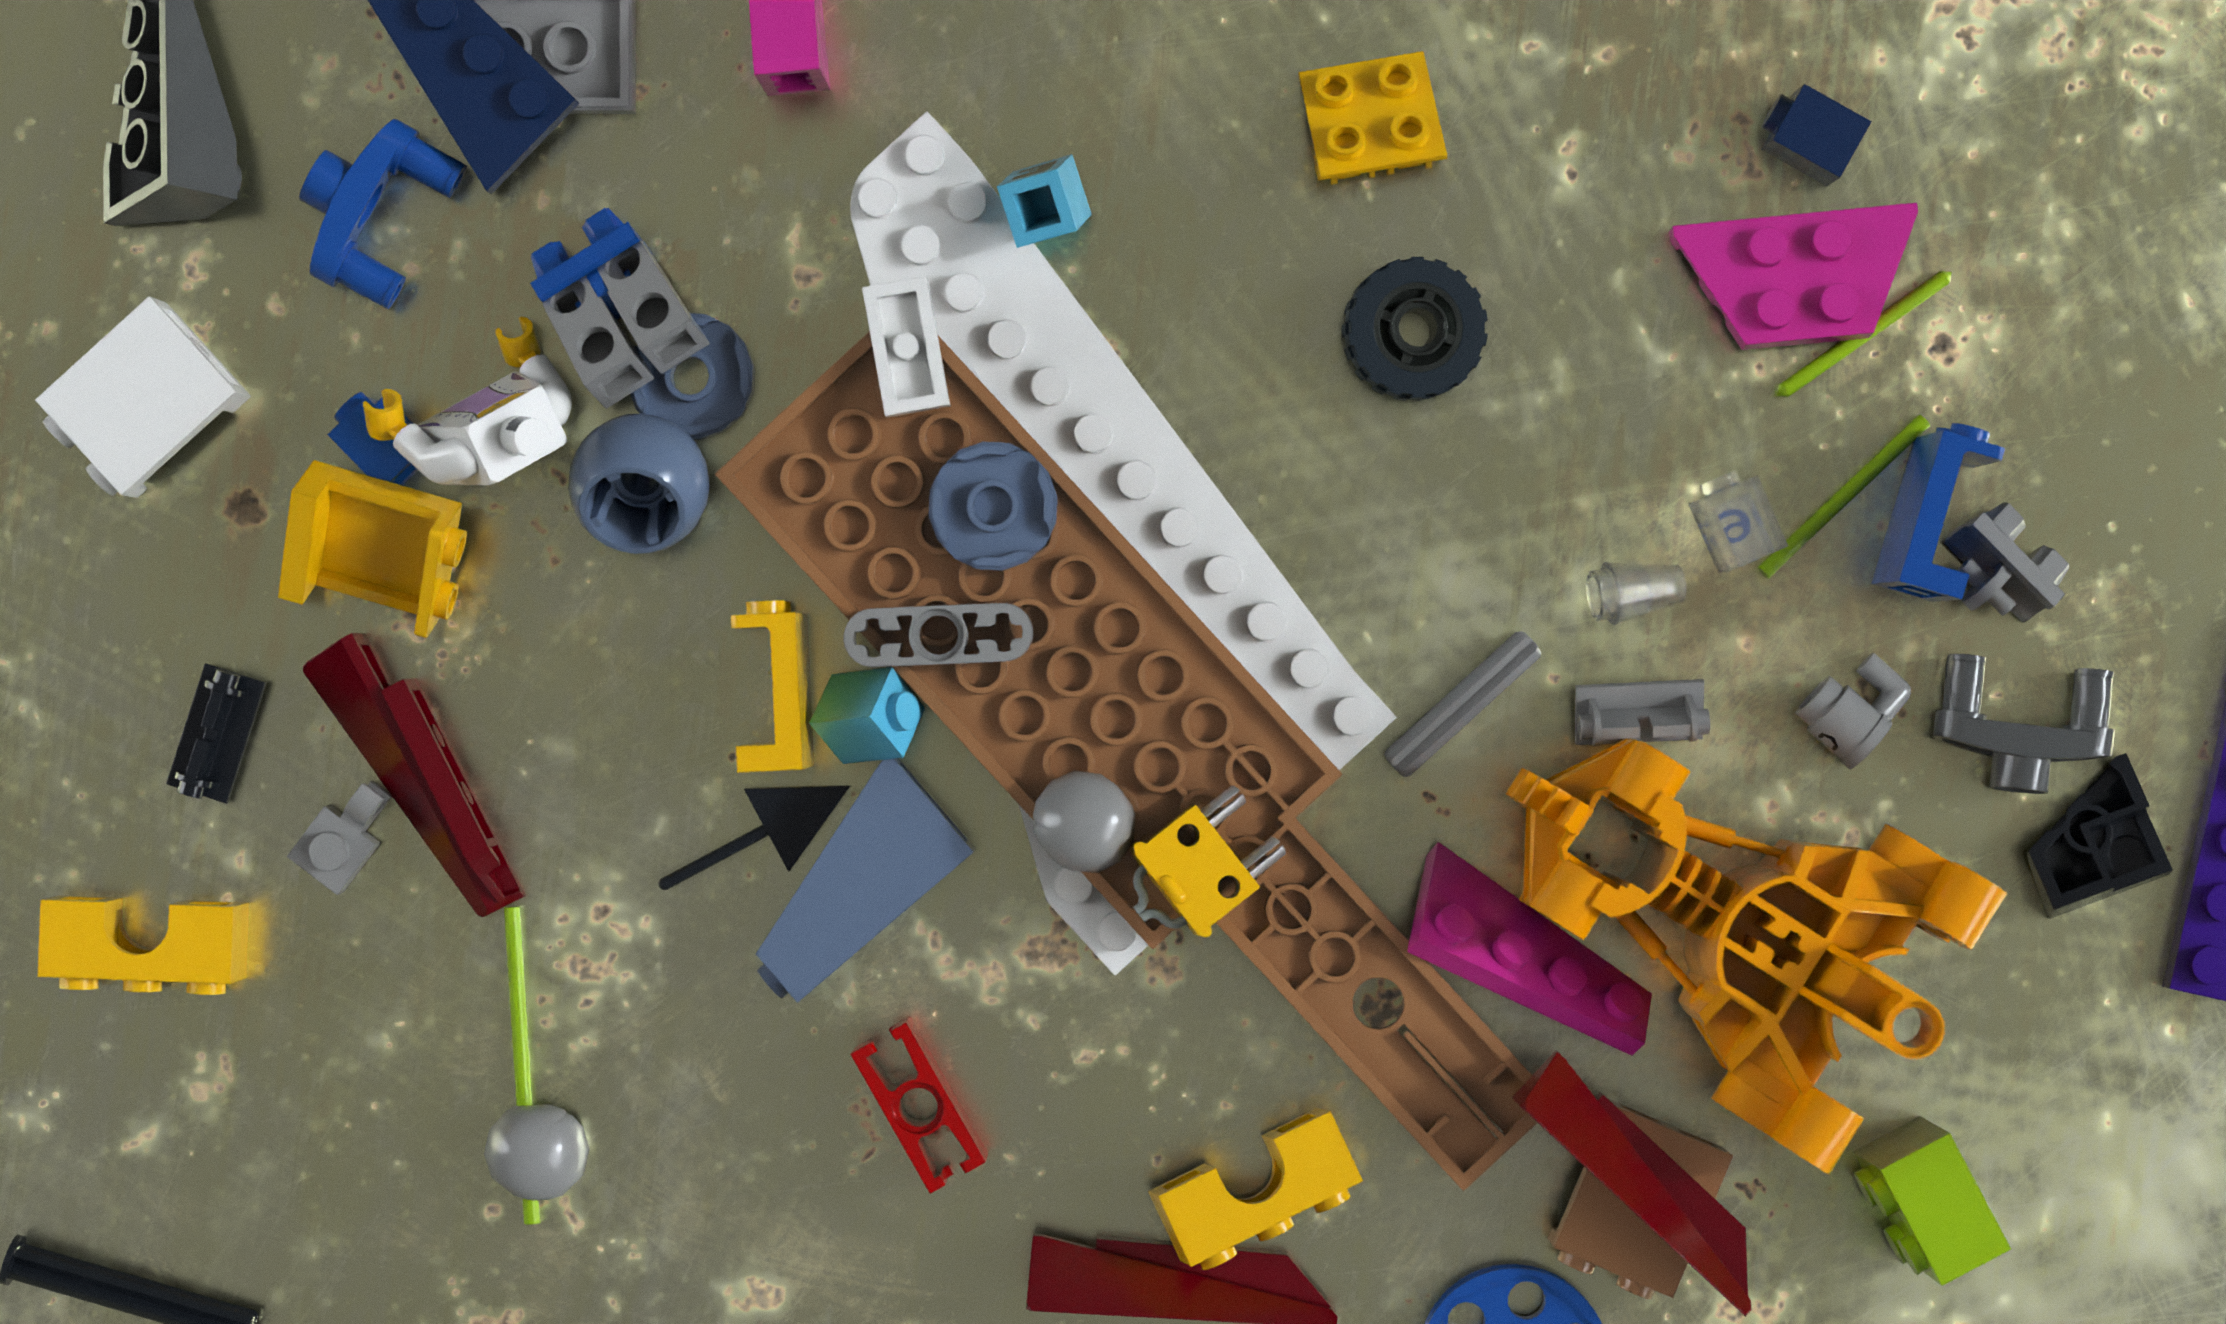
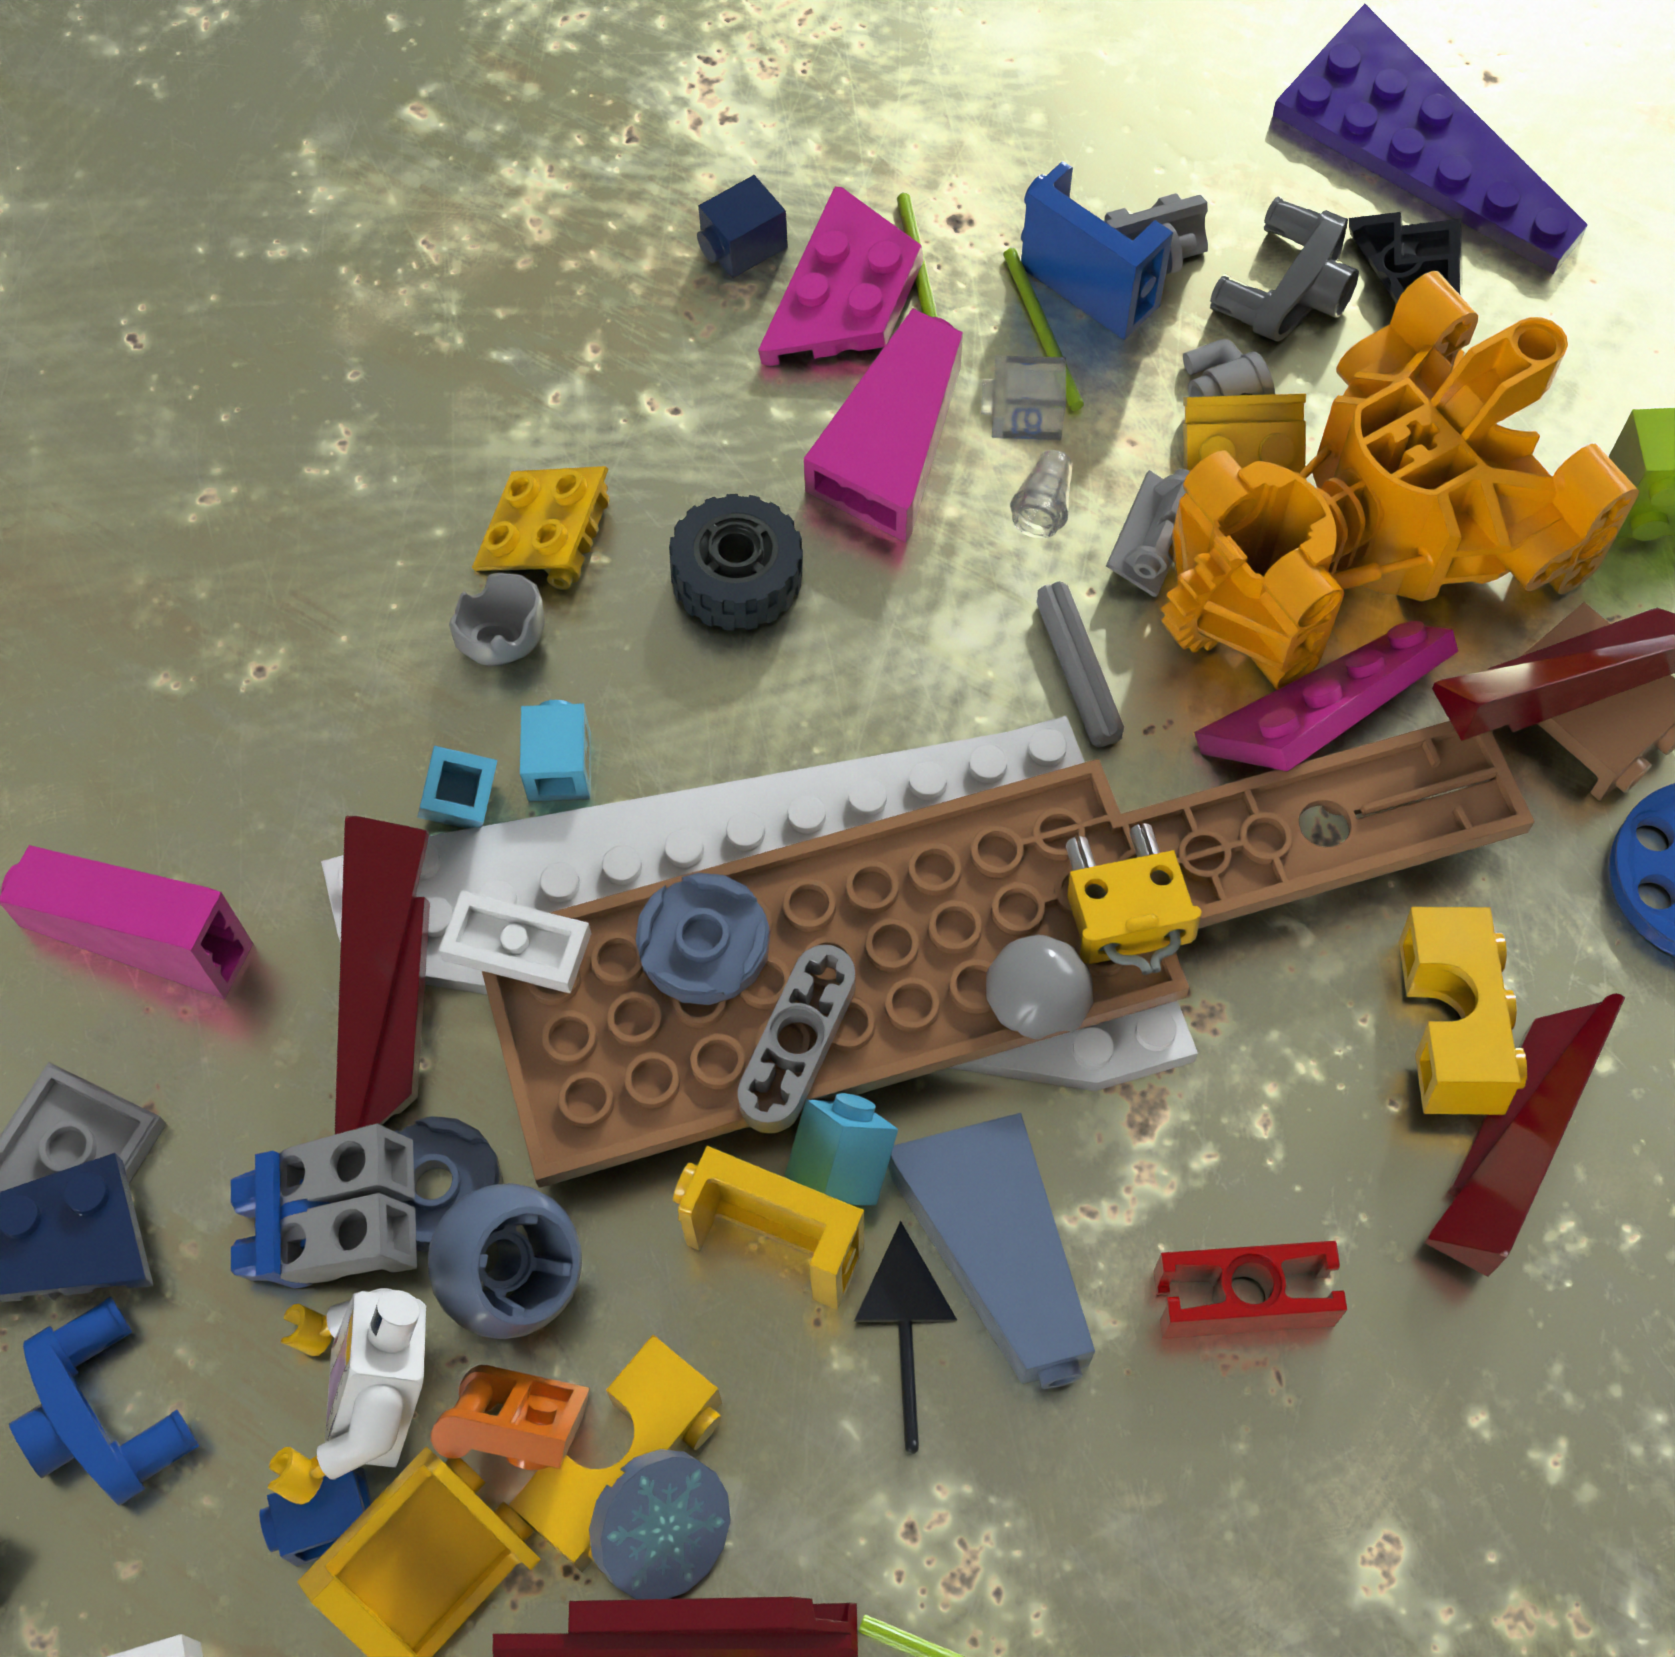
camera: 65 degrees left, 25 degrees down
(484, 645) = (669, 1410): none -> yellow arch
(497, 718) = (660, 1525): none -> sand blue tile
(524, 579) = (530, 1430): none -> orange plate
(834, 236) = (380, 972): none -> dark red wedge
(1135, 264) = (555, 751): none -> medium azure brick
(1239, 138) = (499, 621): none -> light grey hair
(1632, 405) = (887, 431): none -> dark pink slope
(1786, 758) = (1246, 427): none -> yellow plate

